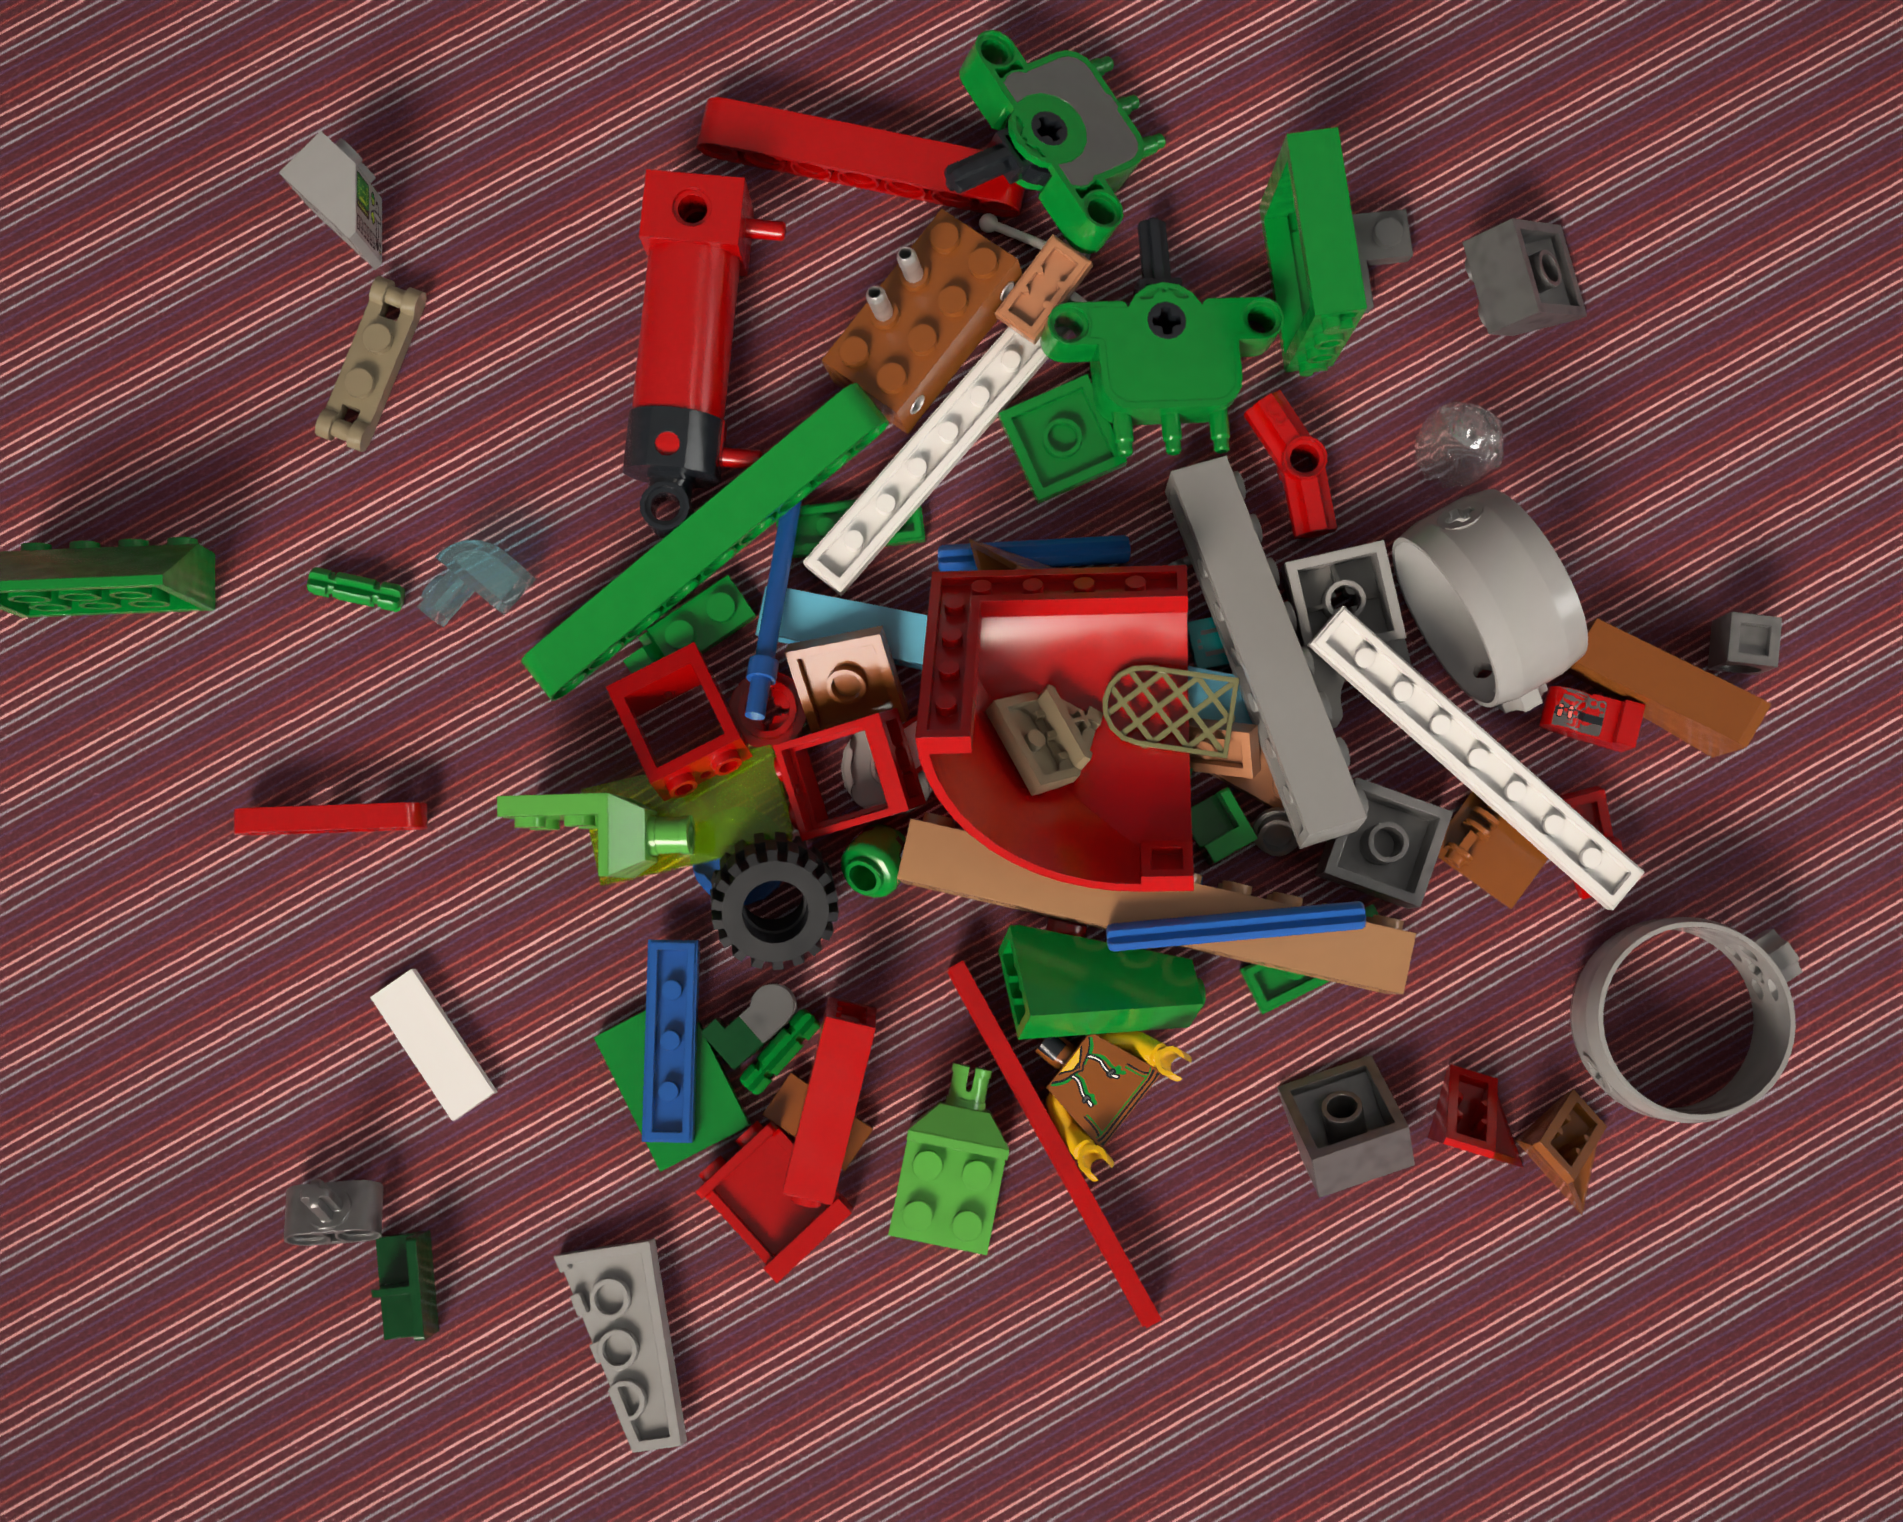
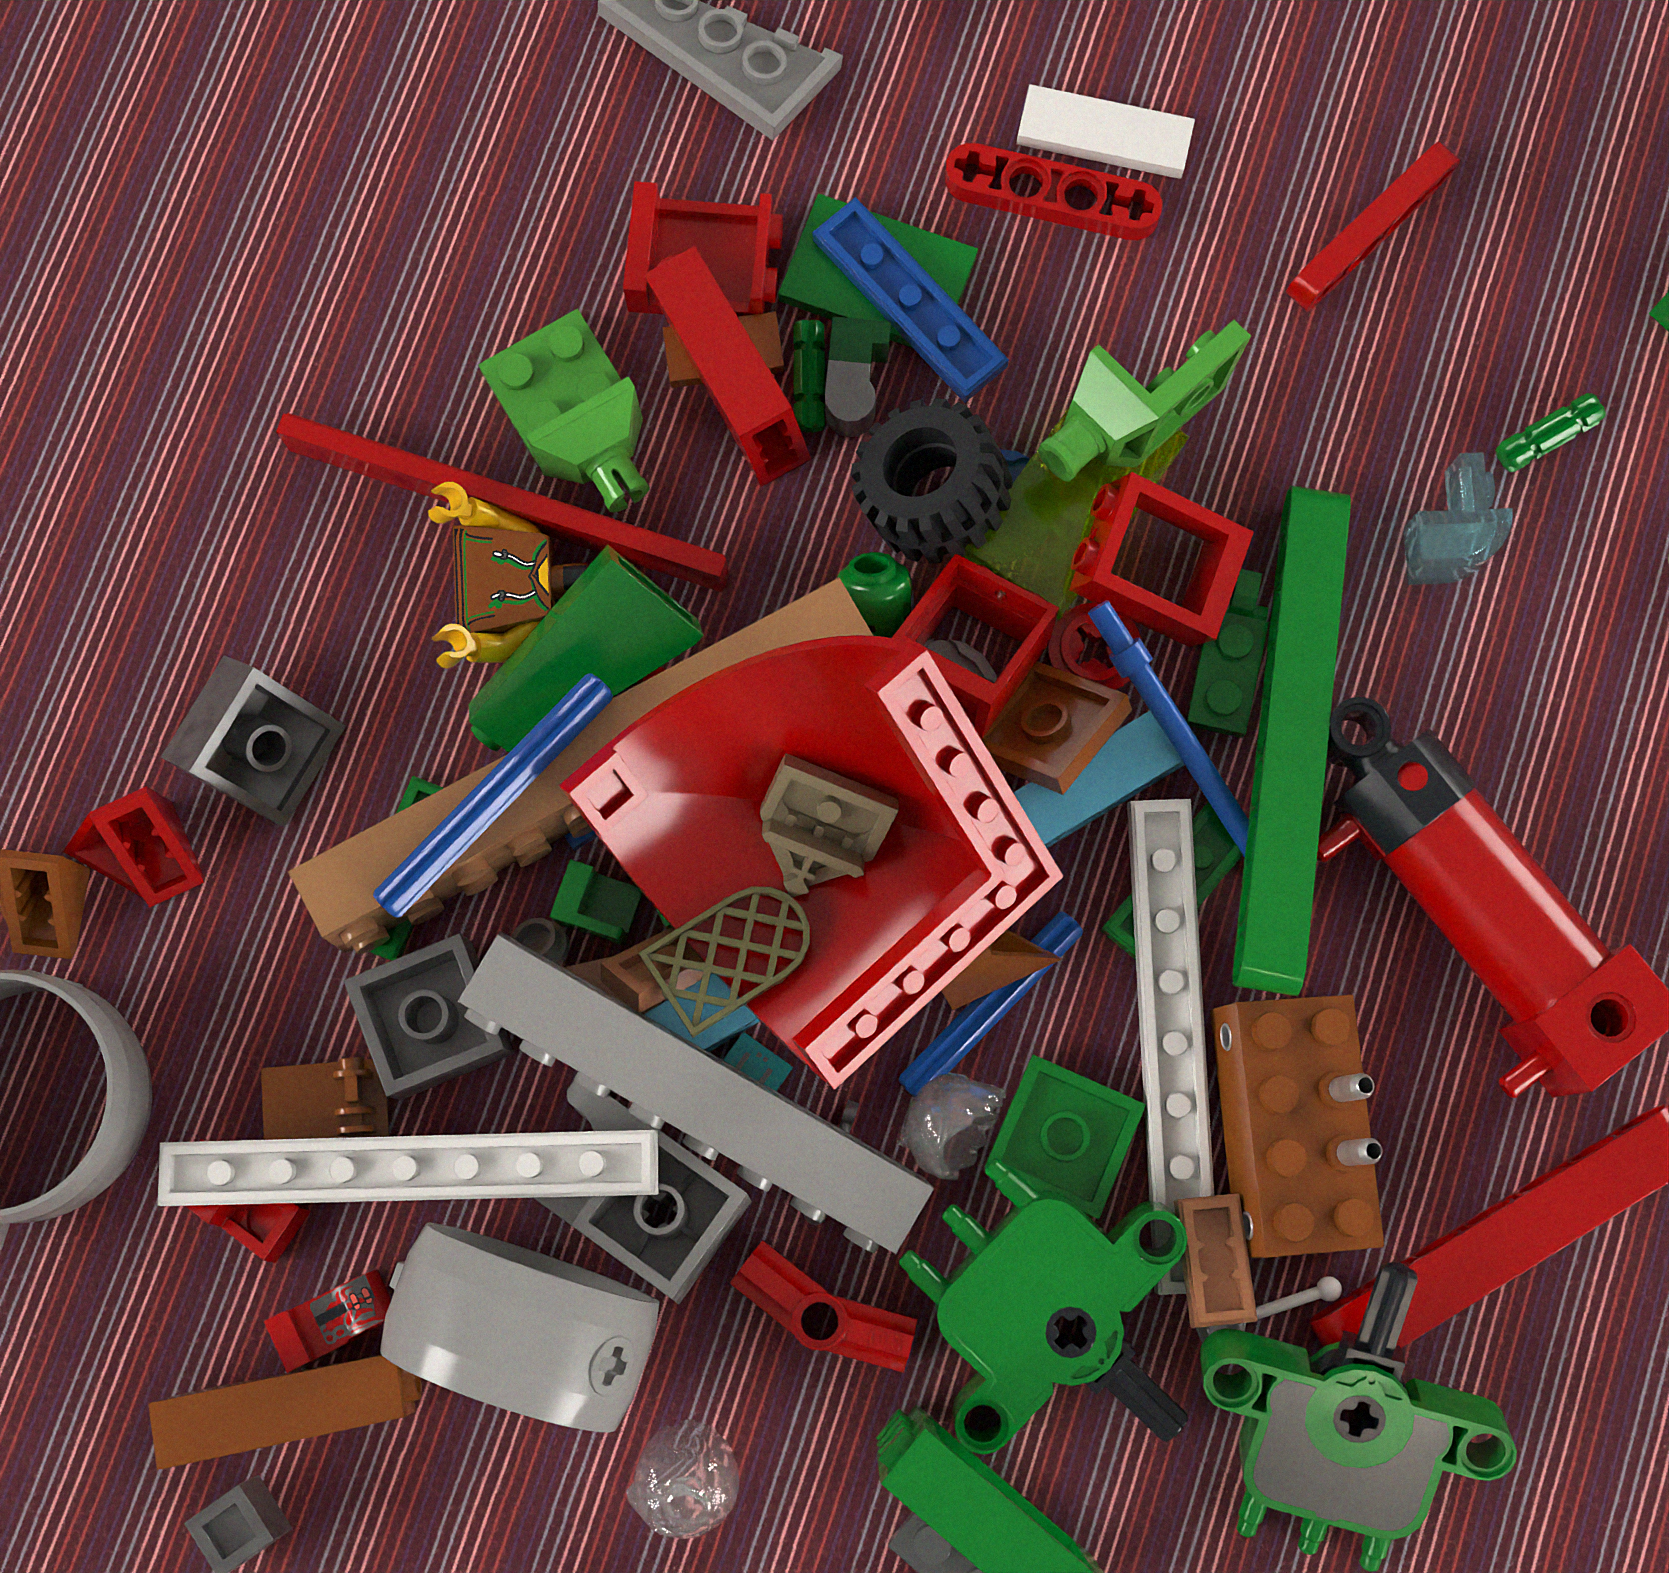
camera: 135 degrees right, 5 degrees down
(501, 1038) = (1055, 181): none -> red beam
(1125, 505) = (949, 1123): none -> clear hair

